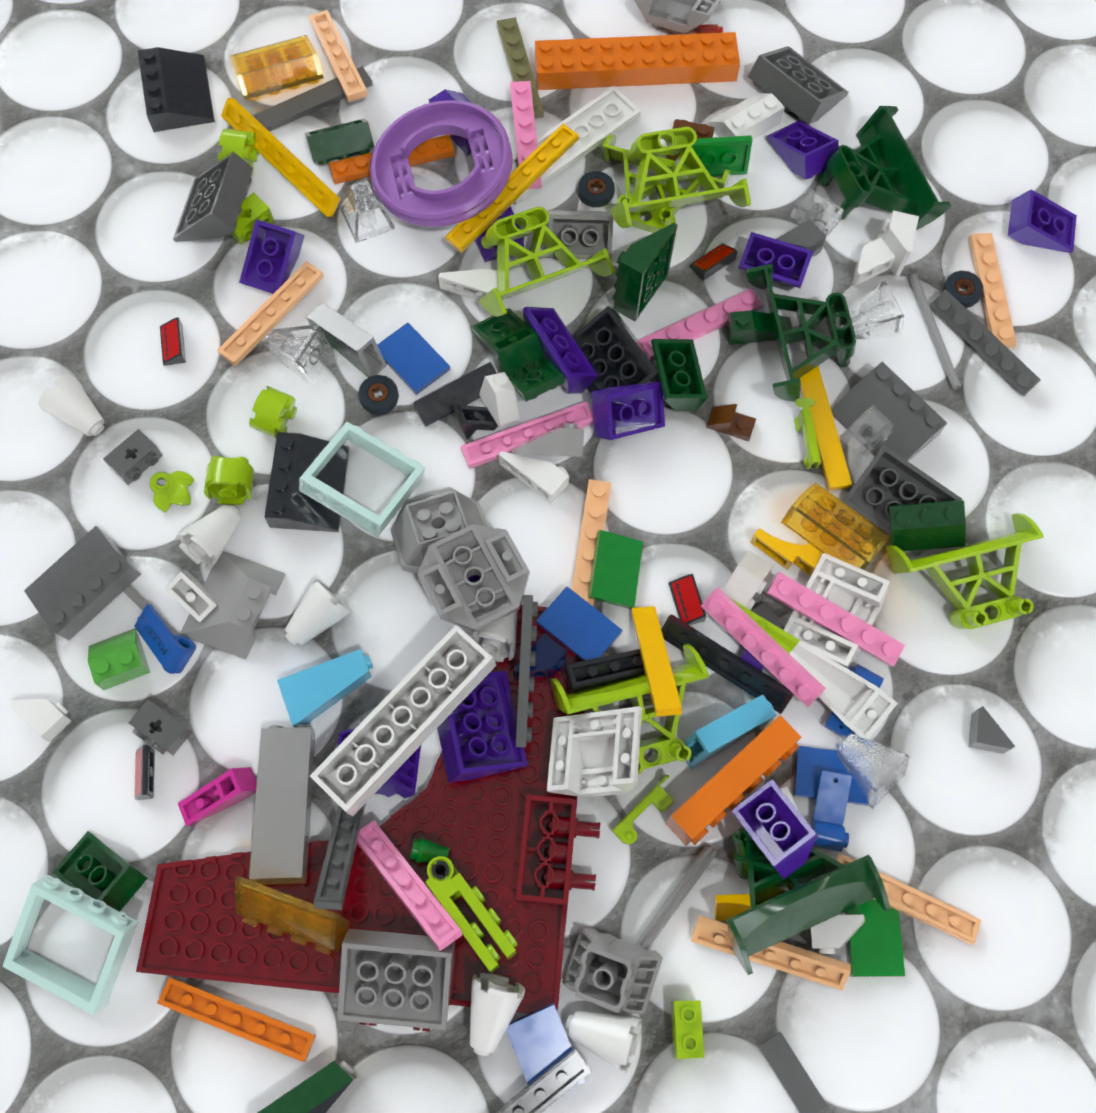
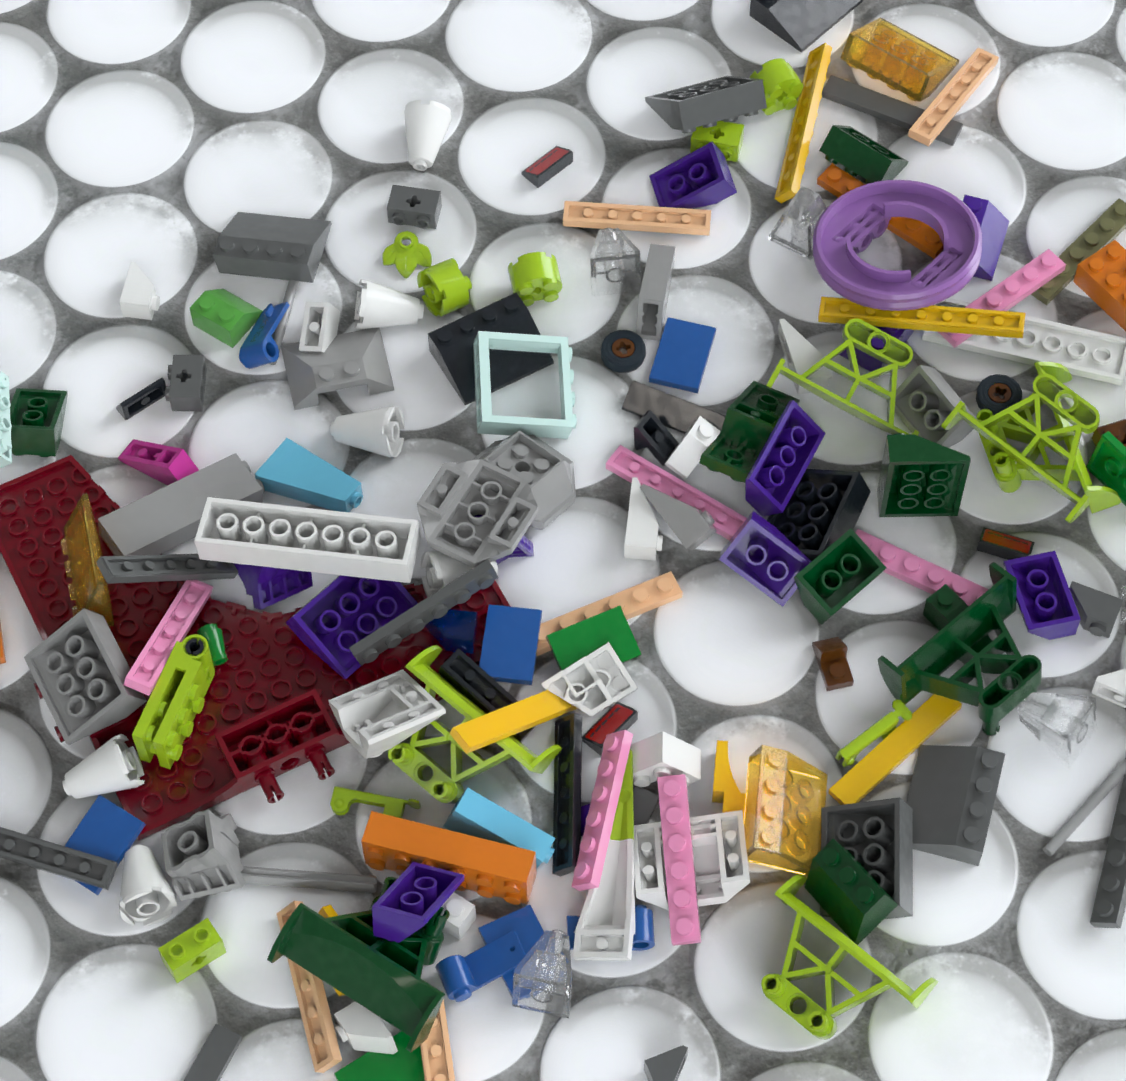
camera: 60 degrees right, 10 degrees down
(646, 589) = (593, 681): none -> white slope
(870, 419) = (915, 783): clear brick -> none

